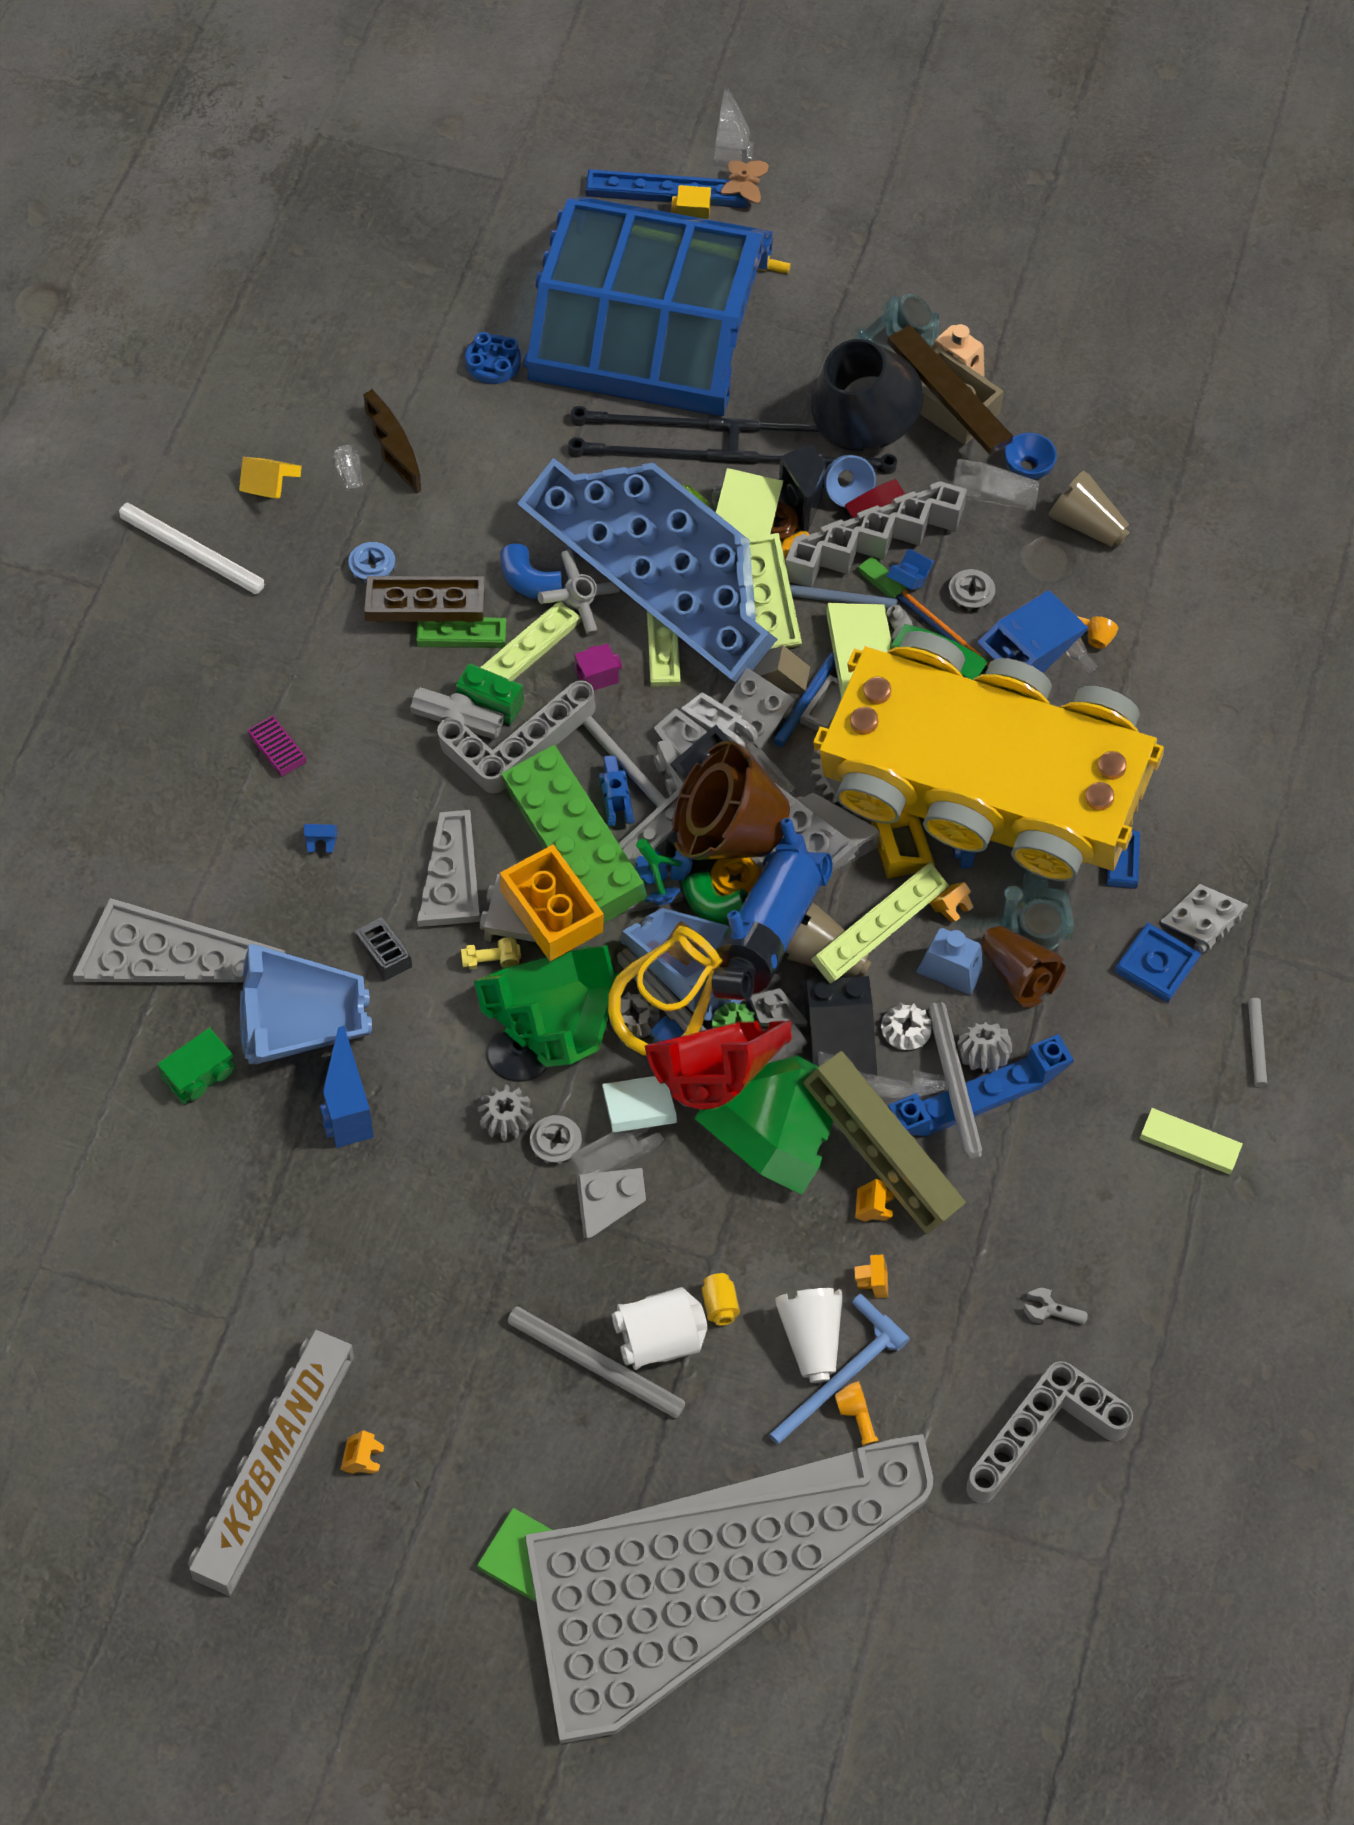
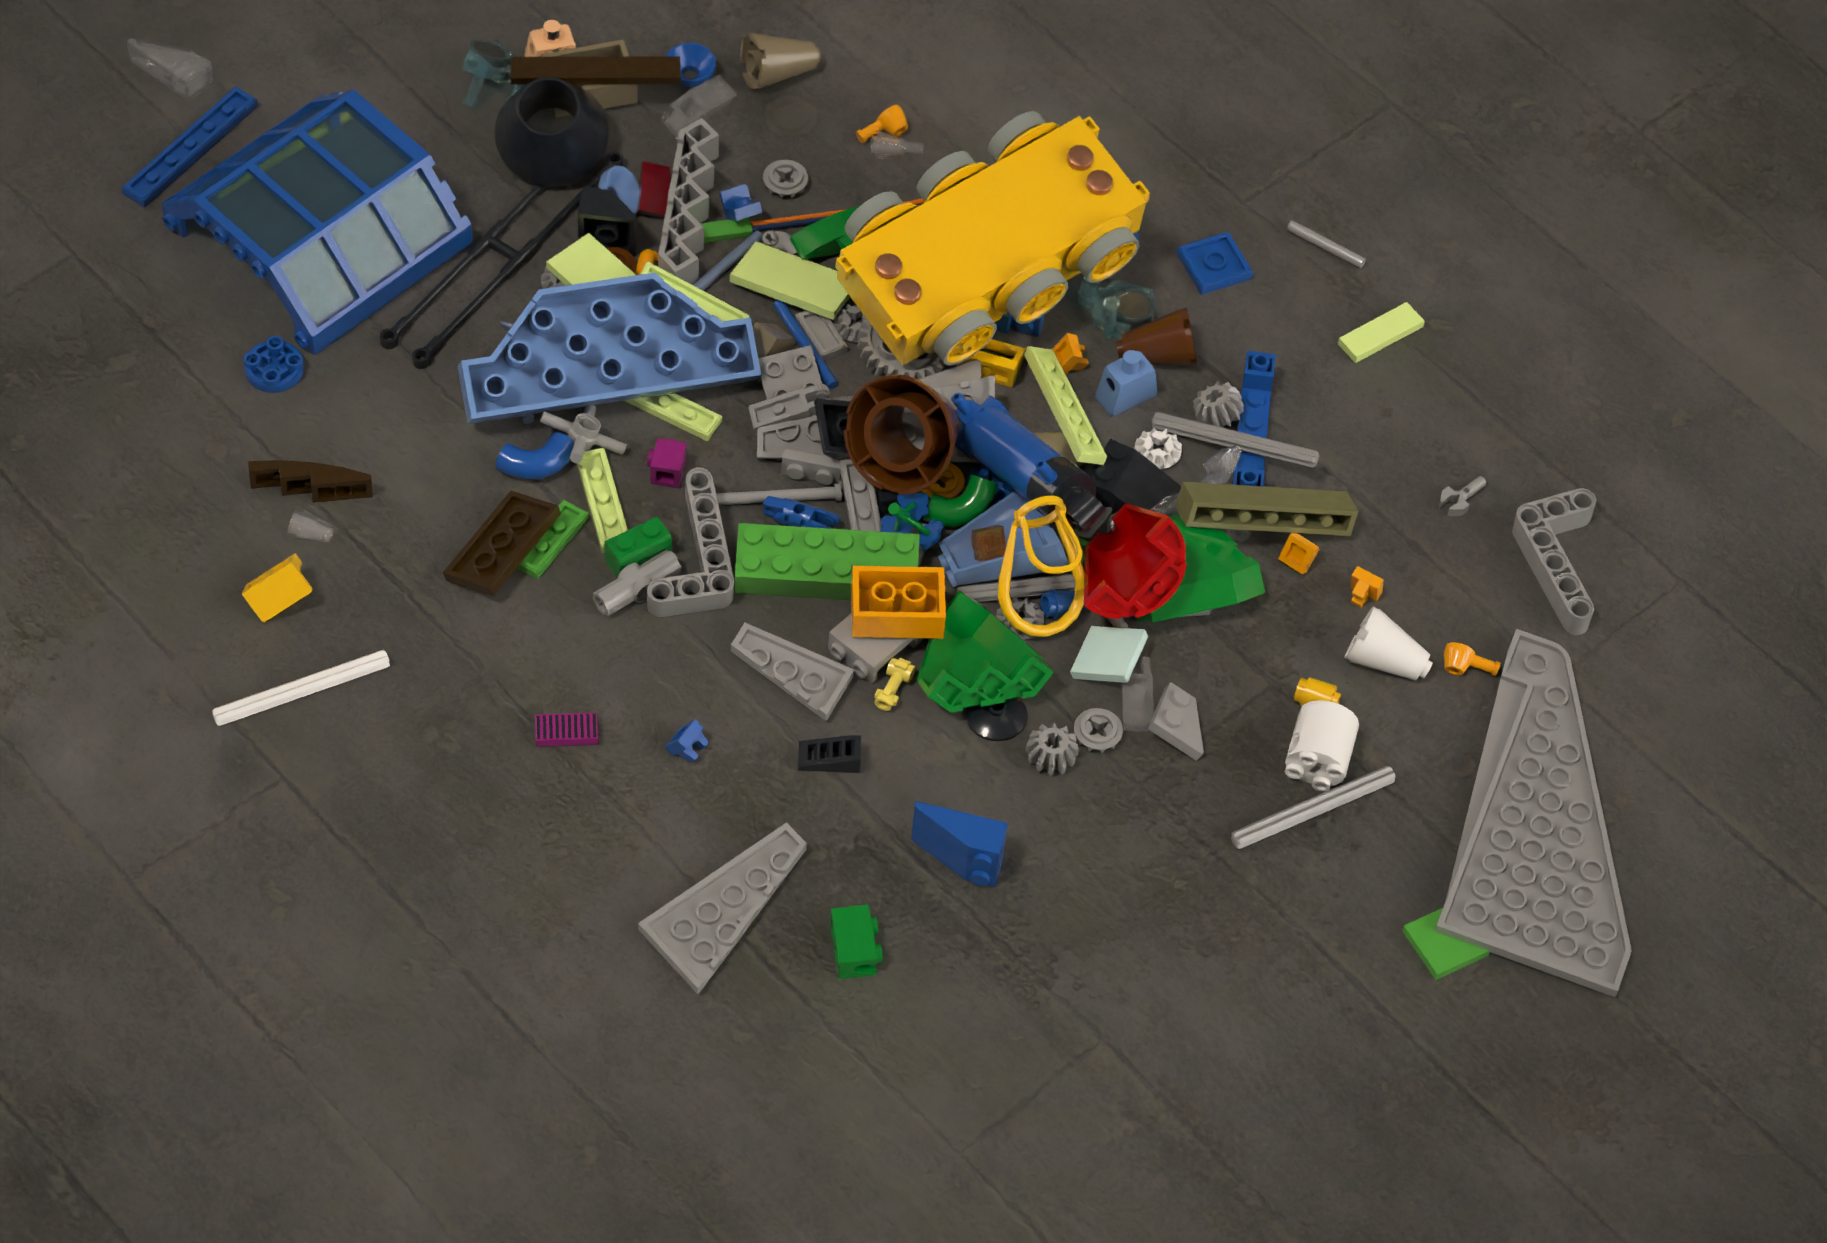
camera: 60 degrees left, 5 degrees down
(271, 1463) = (1260, 1067): light grey brick -> none
(297, 1005) = (854, 842): medium blue cone -> none
(358, 1452) = (1291, 1003): light orange tile -> none
(380, 553) = (419, 555): medium blue gear -> none
(692, 201) = (230, 135): yellow brick -> none
(744, 178) = (234, 87): medium nougat piece -> none
(887, 1336) = (1419, 608): medium blue bar -> none
(1034, 633) = (874, 159): blue slope -> none
(1205, 916) = (1198, 209): light grey hinge -> none

